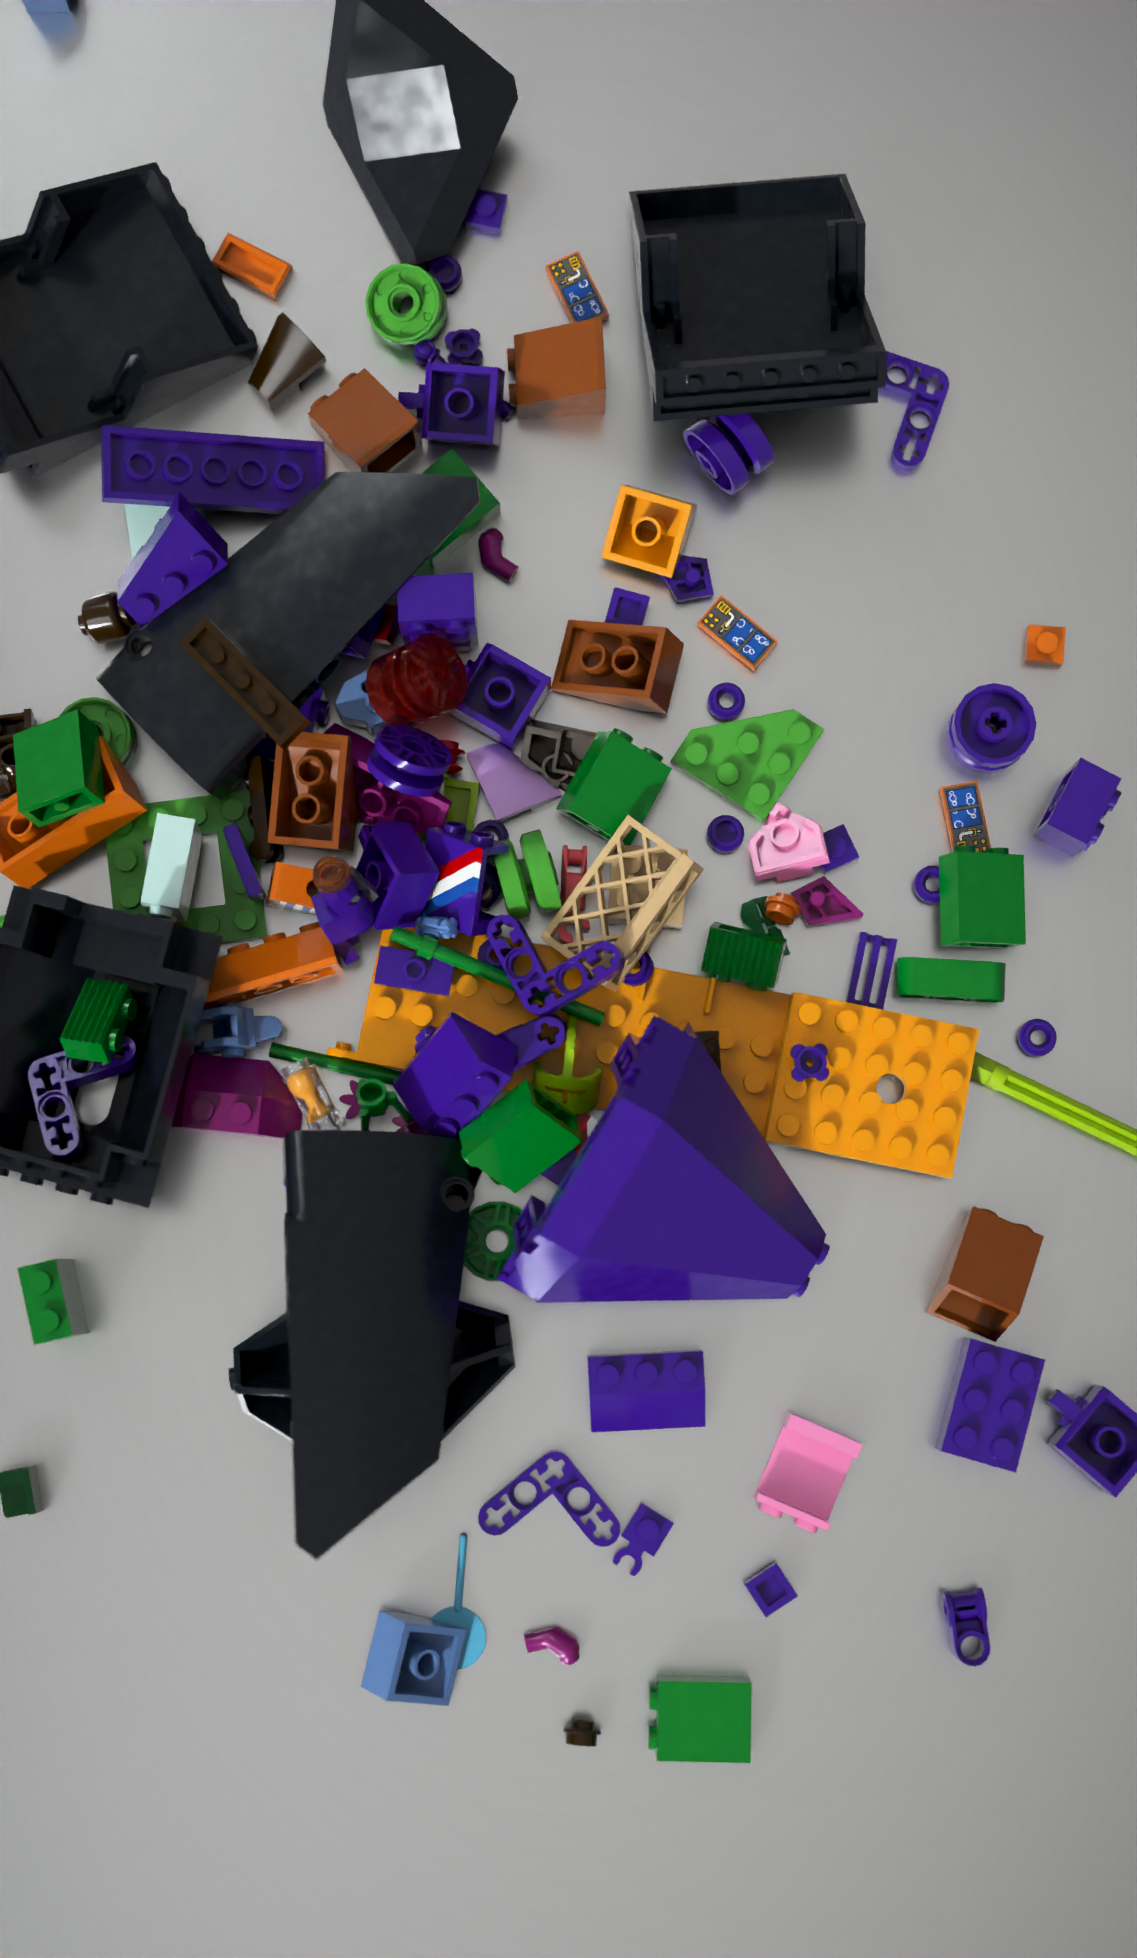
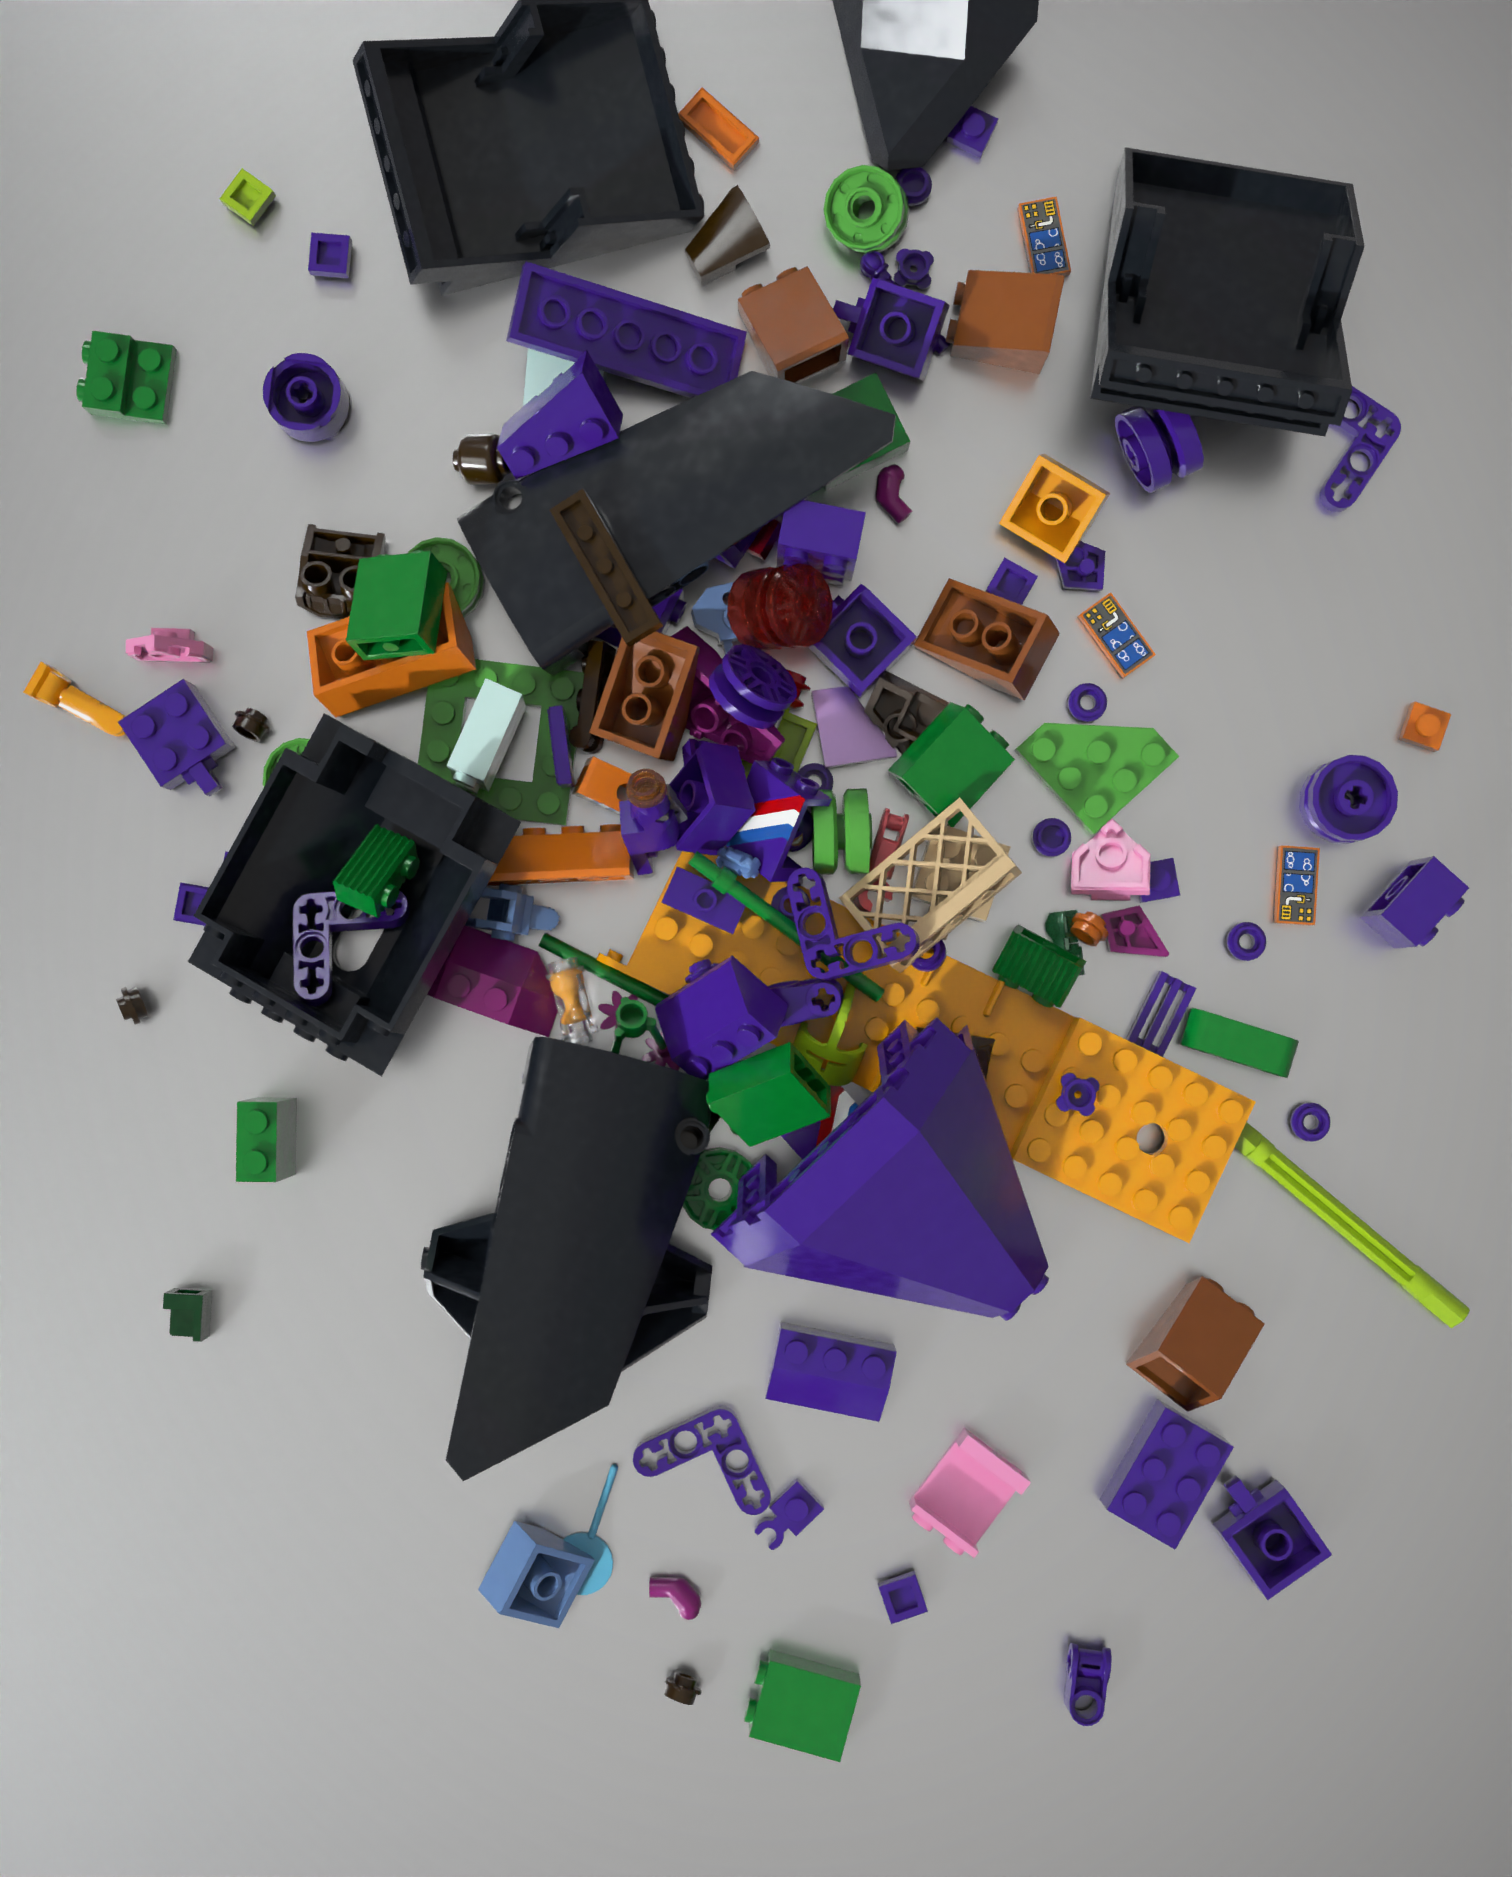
camera: 15 degrees right, 5 degrees up
(982, 898) = (1293, 969): green brick -> none

